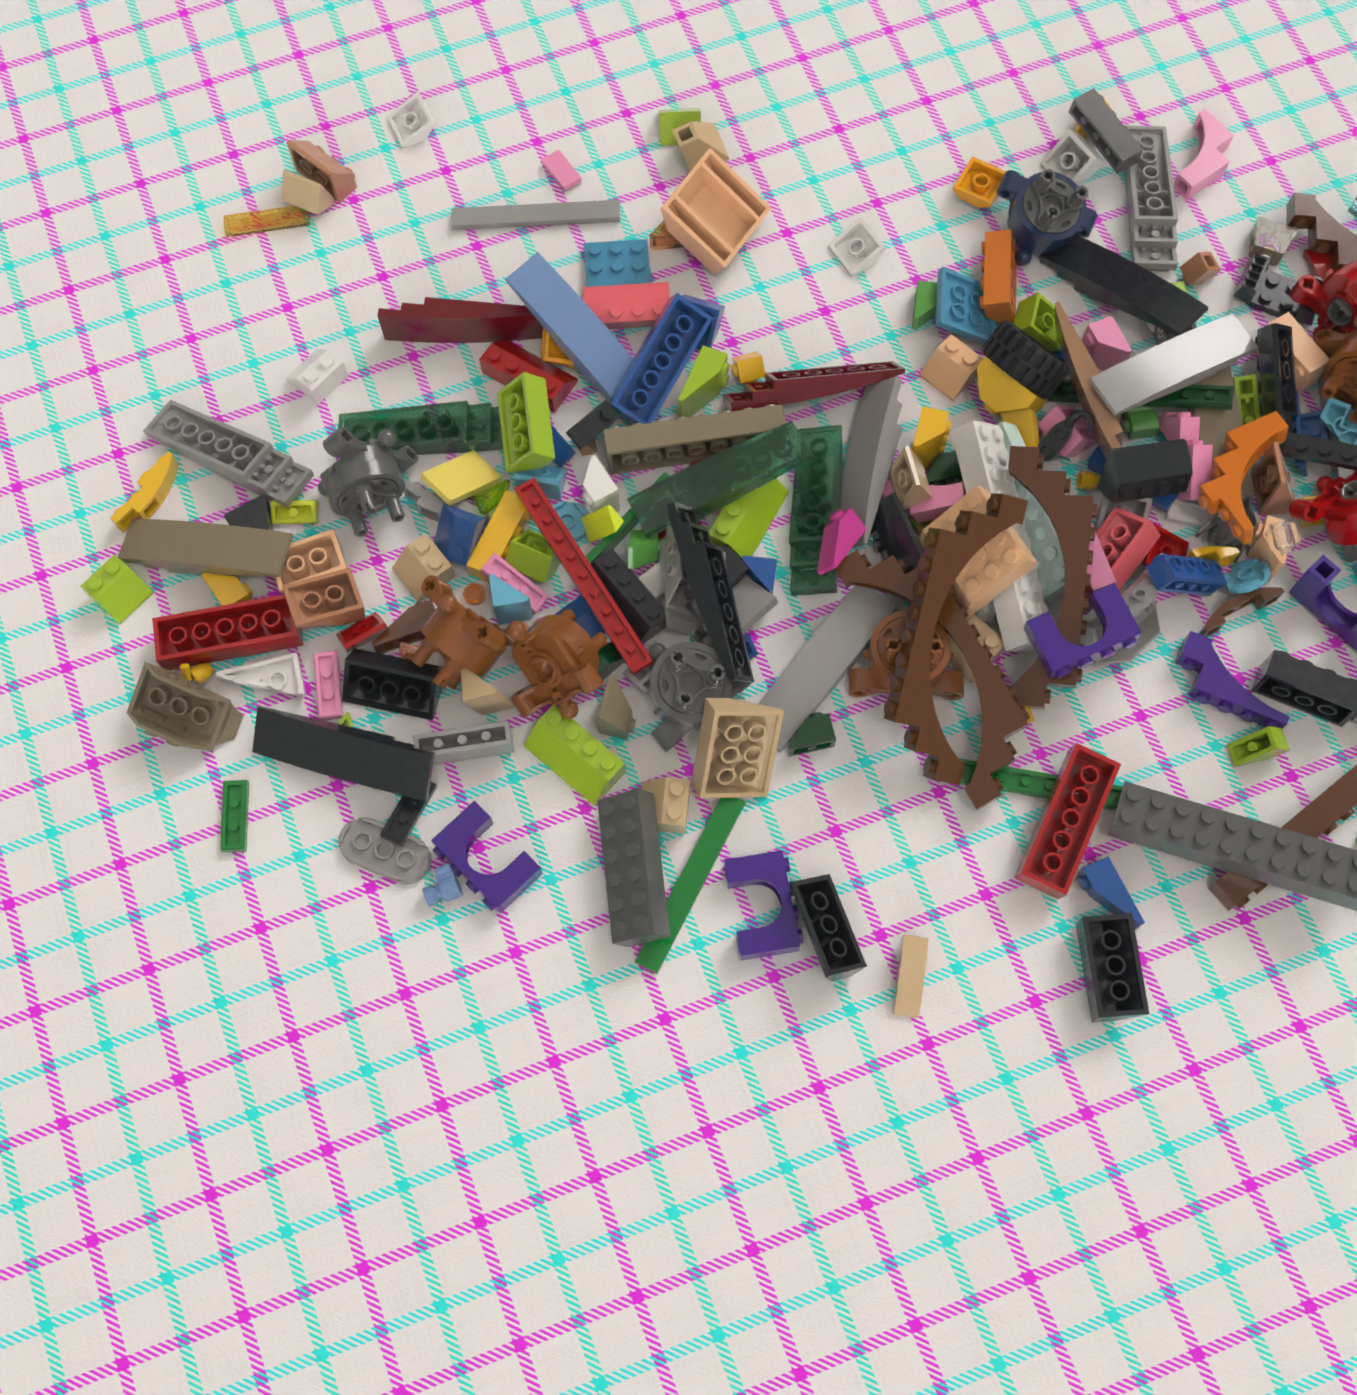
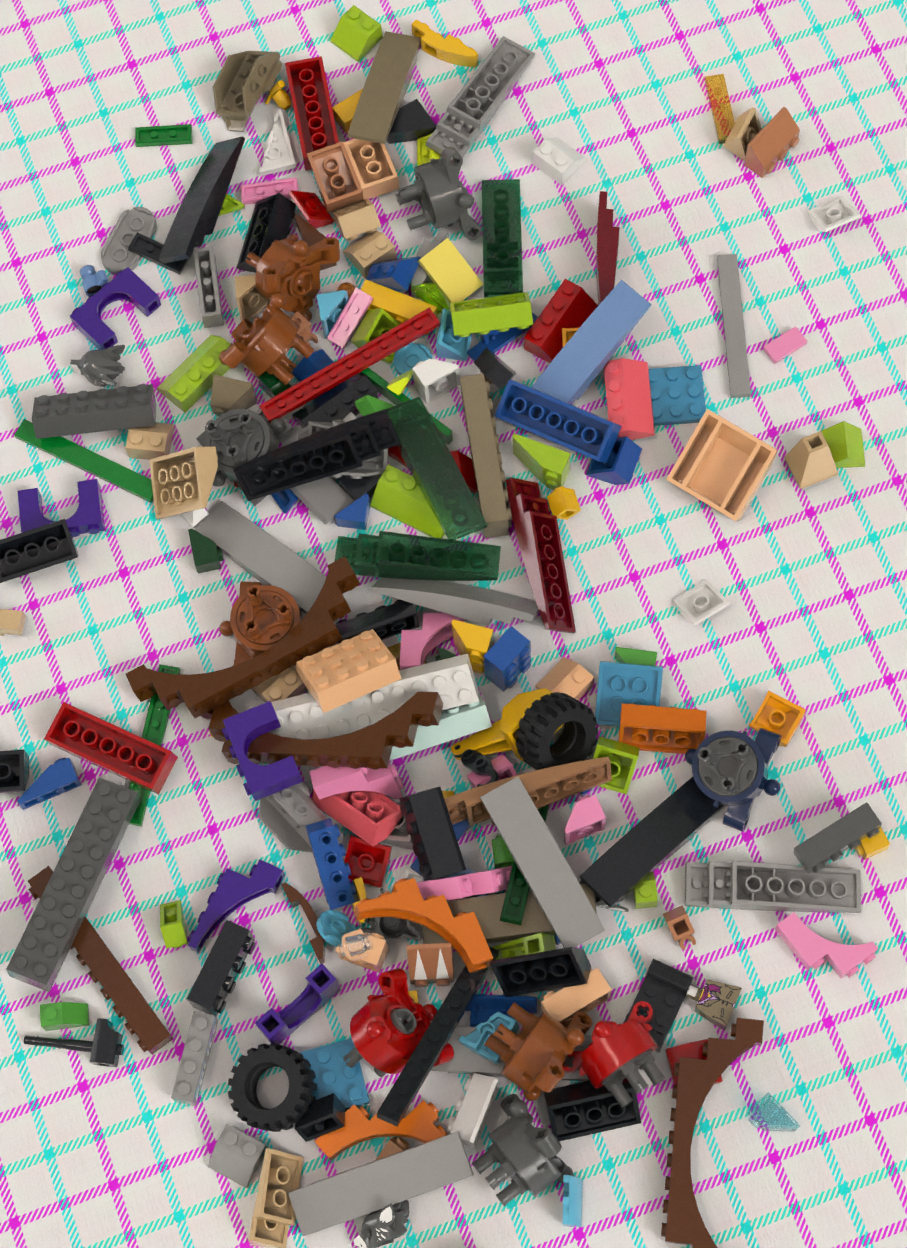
camera: 95 degrees right, 0 degrees up
(380, 581) = (356, 219): none -> tan slope
(568, 867) = (100, 365): none -> dark grey piece
(838, 538) = (371, 563): dark pink slope -> none
(909, 479) = (430, 627): tan slope -> none
(910, 688) = (314, 619): reddish brown arch -> none
(941, 394) = (507, 659): none -> blue brick
(1073, 158) = (811, 812): white slope -> none

